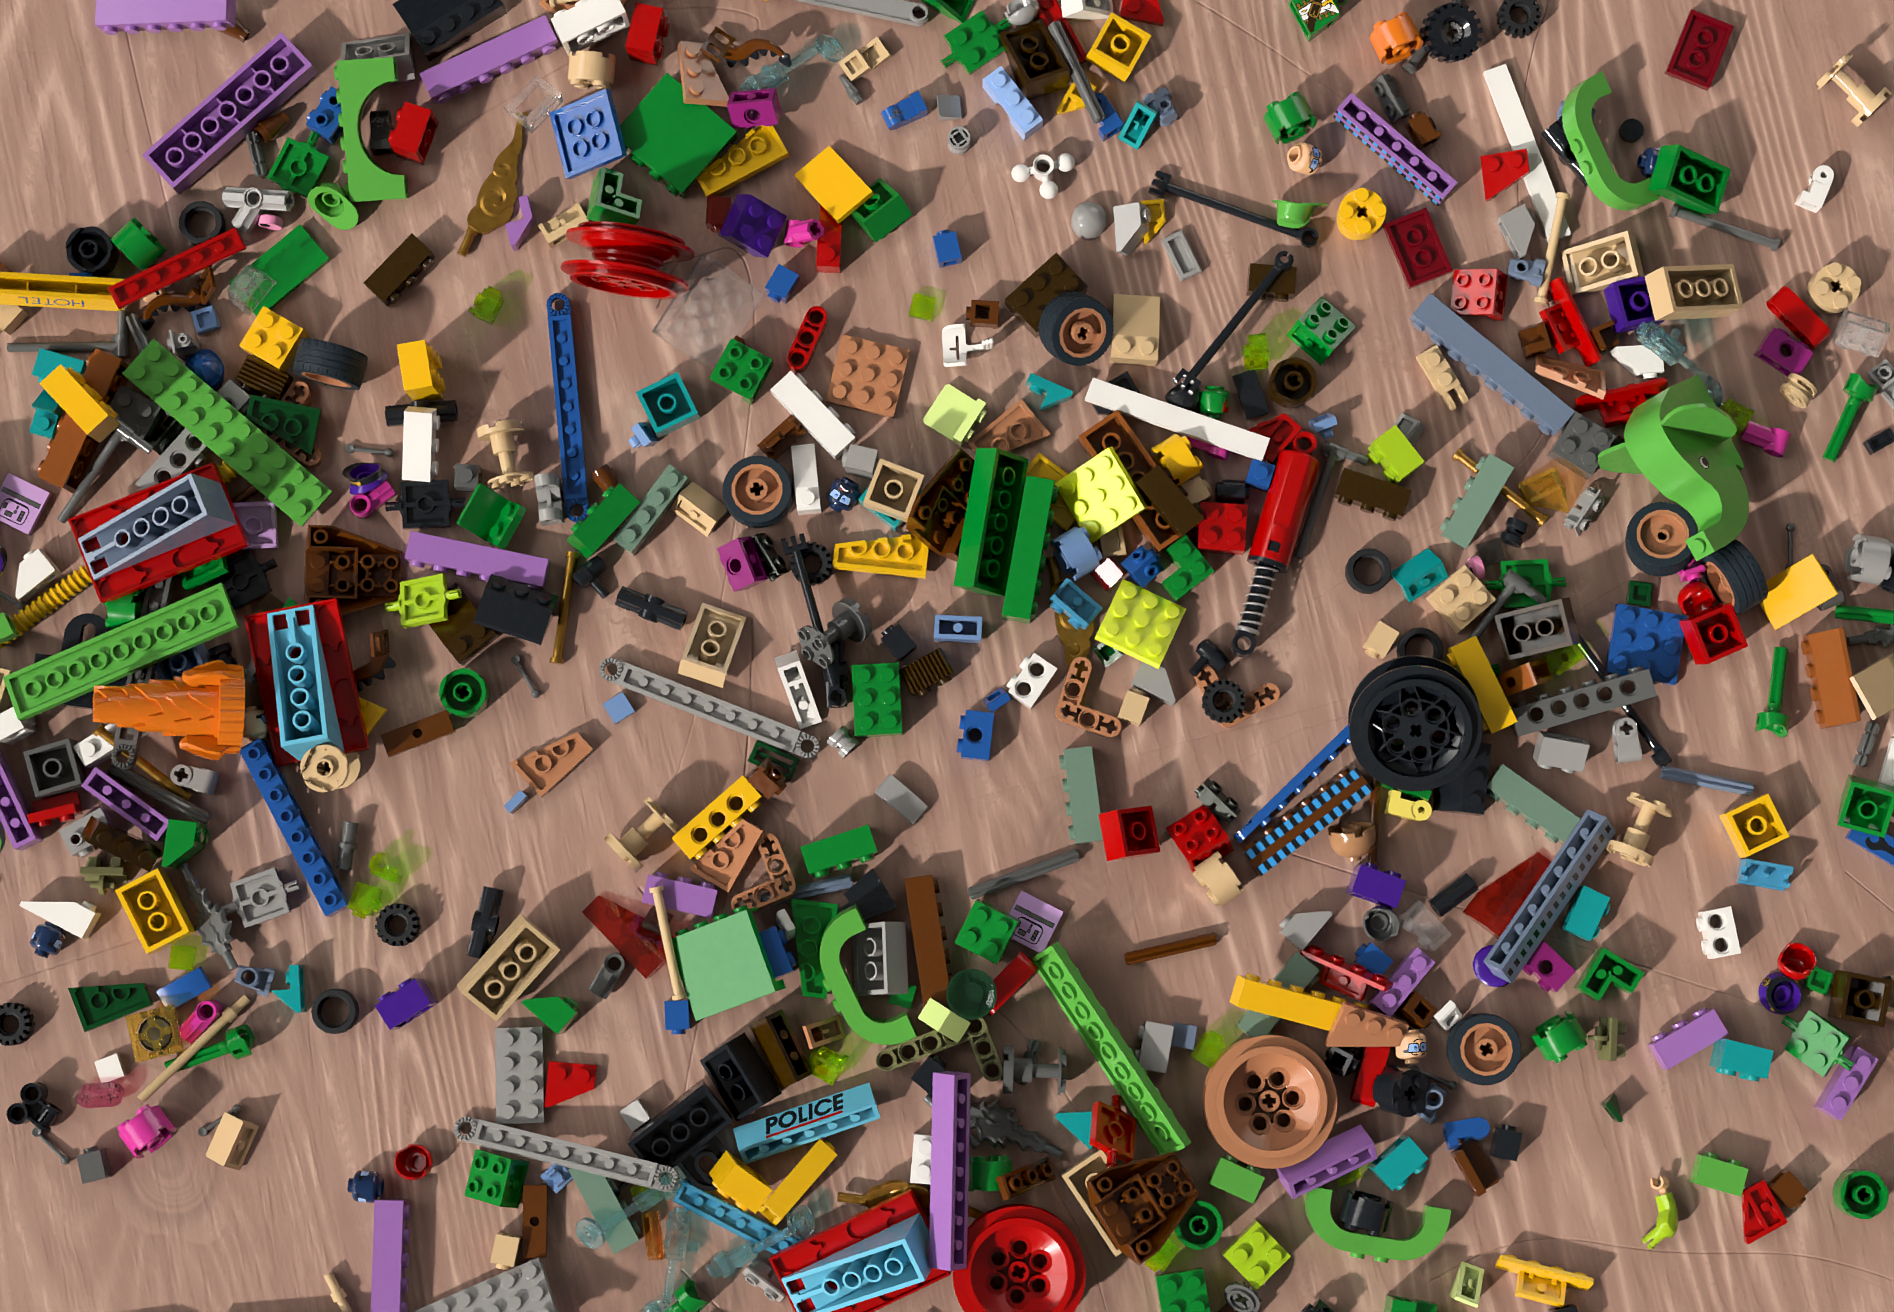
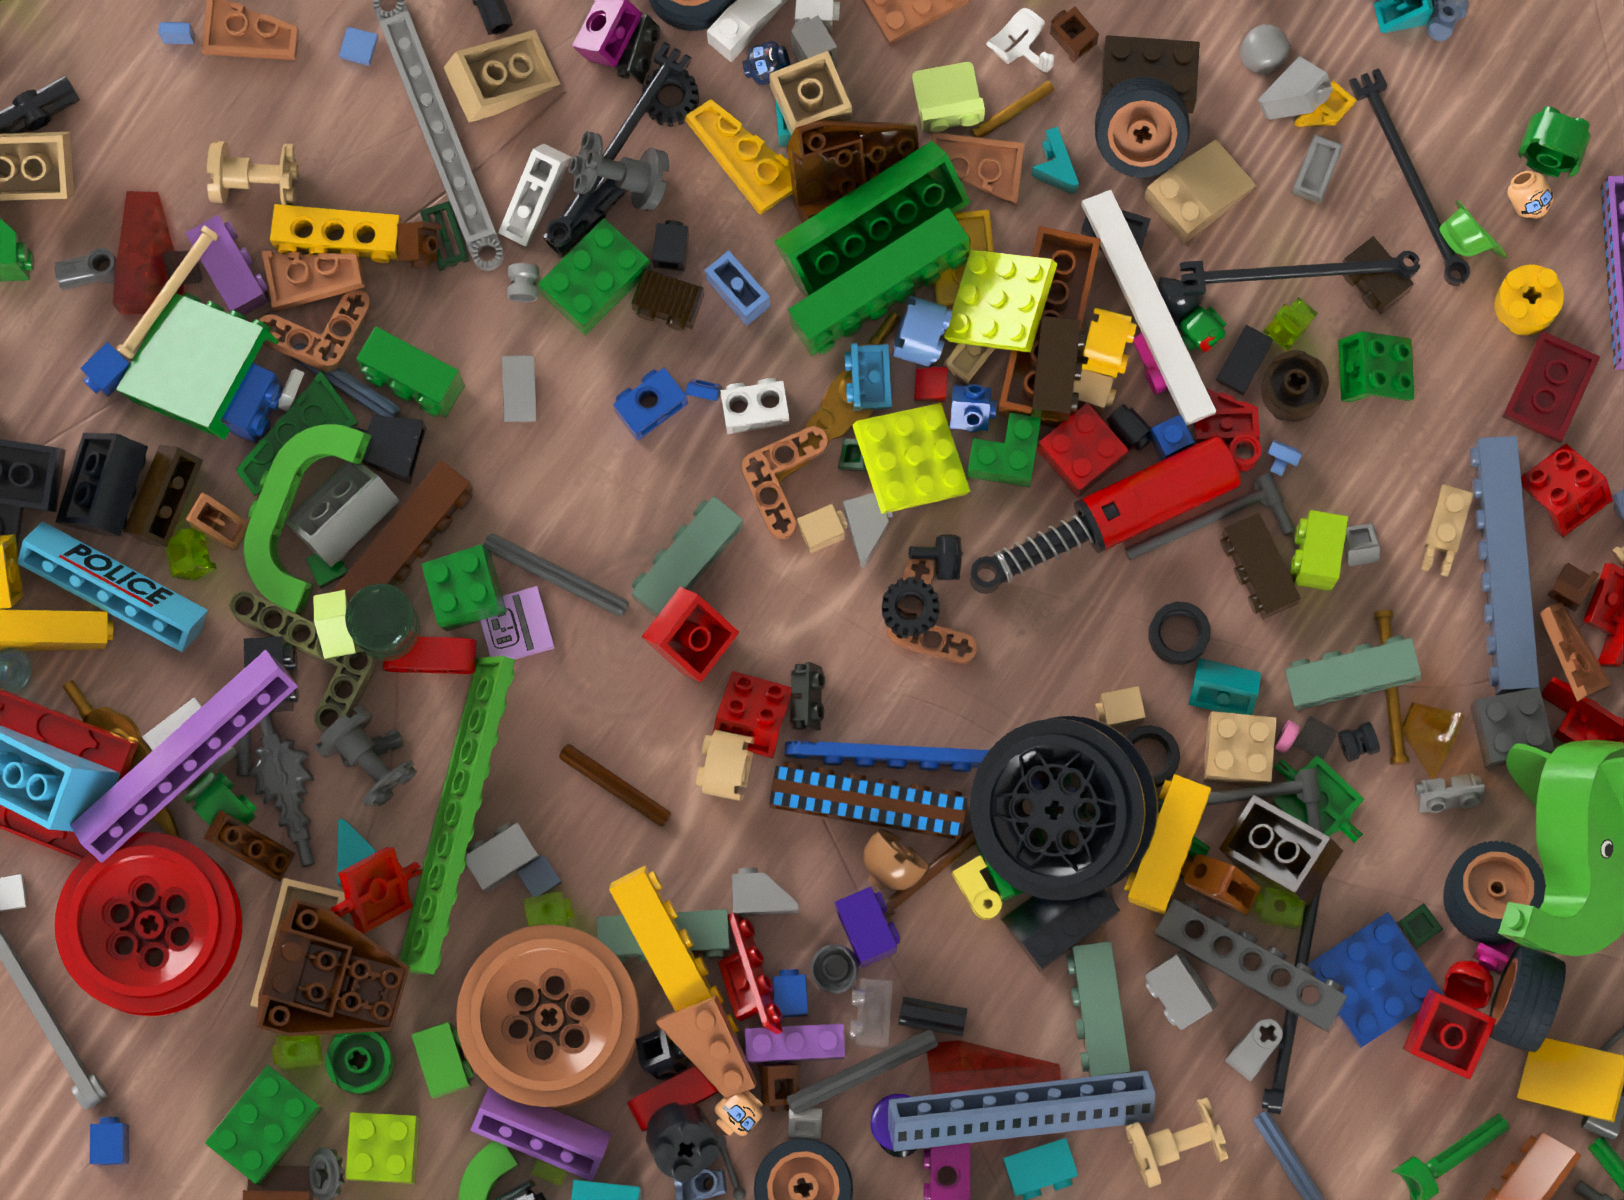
camera: 50 degrees right, 5 degrees down
(994, 386) = (1013, 110): none -> pearl gold bar
(1450, 960) = (862, 1071): none -> dark grey axle

